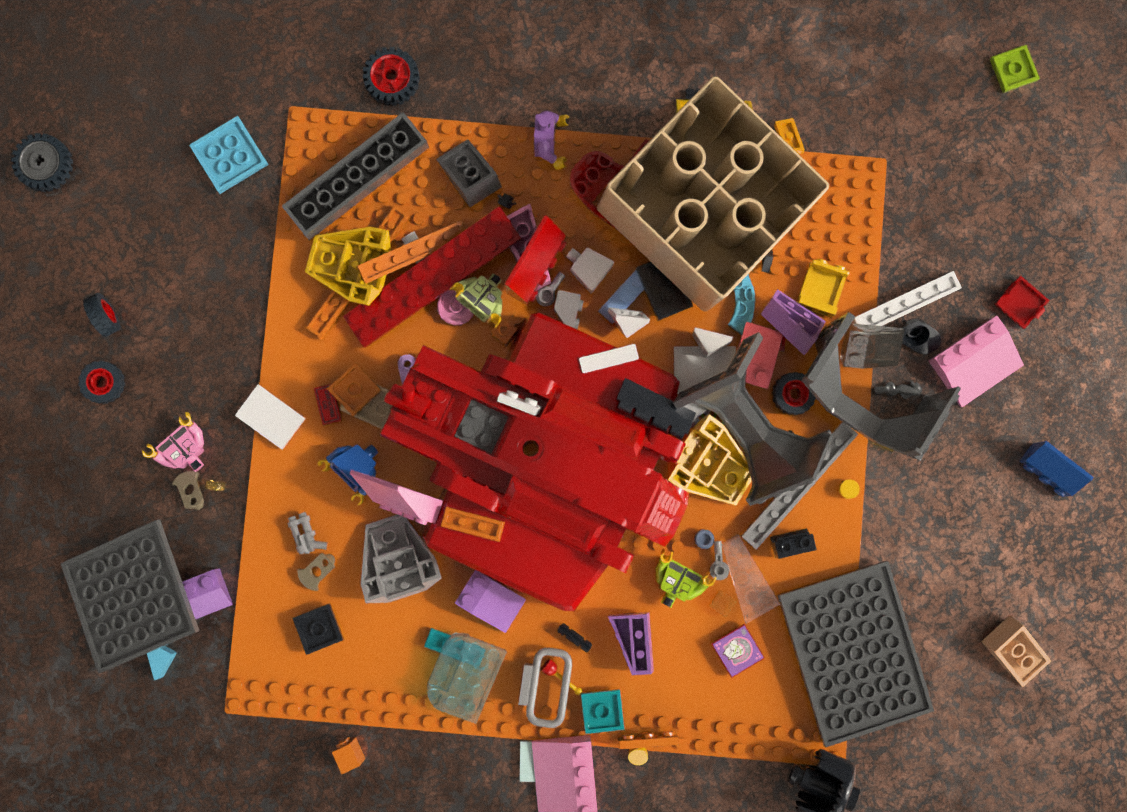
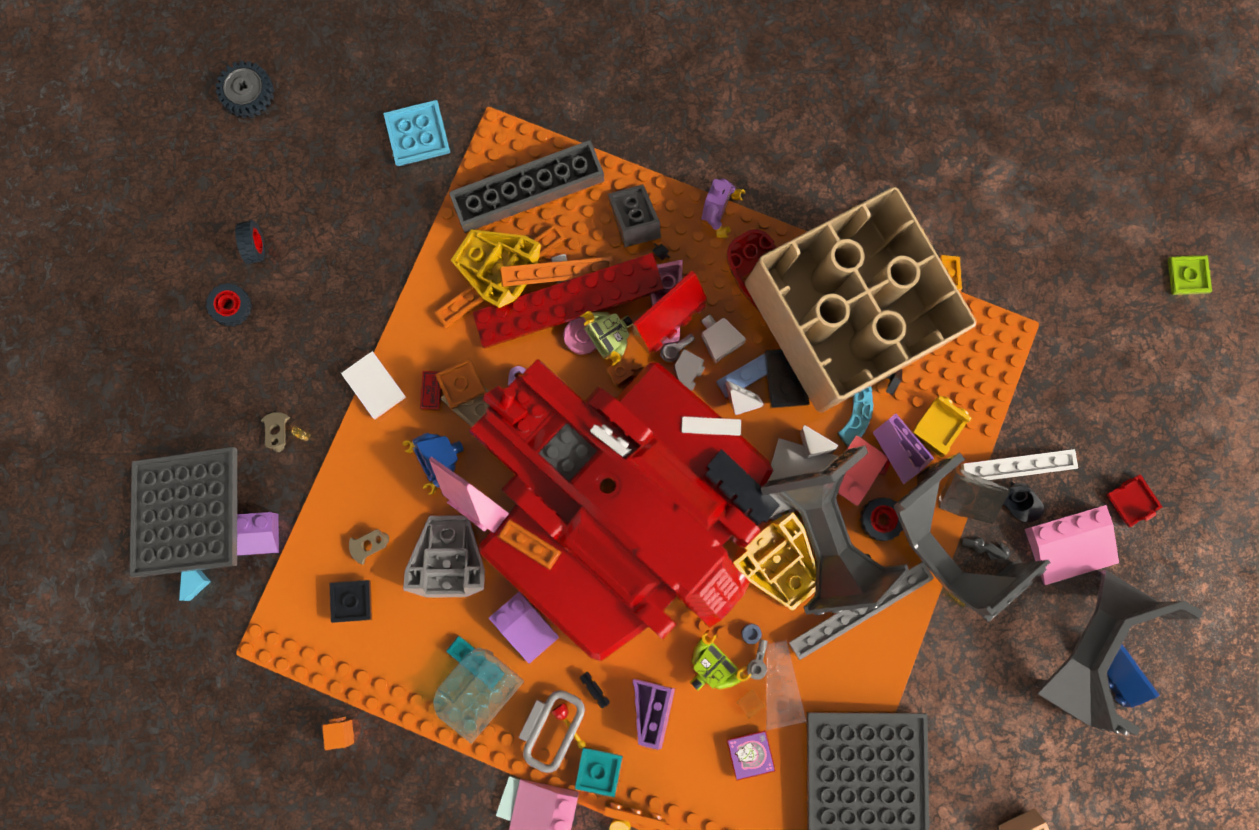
camera: 25 degrees right, 5 degrees down
(180, 447) = (281, 387): bright pink torso -> none
(305, 542) = (367, 514): light grey piece -> none
(391, 62) = (586, 94): wheel -> none
(793, 543) = (837, 666): black window -> none
(849, 489) = (909, 630): yellow tile -> none
(1020, 488) = (1082, 680): none -> dark grey panel

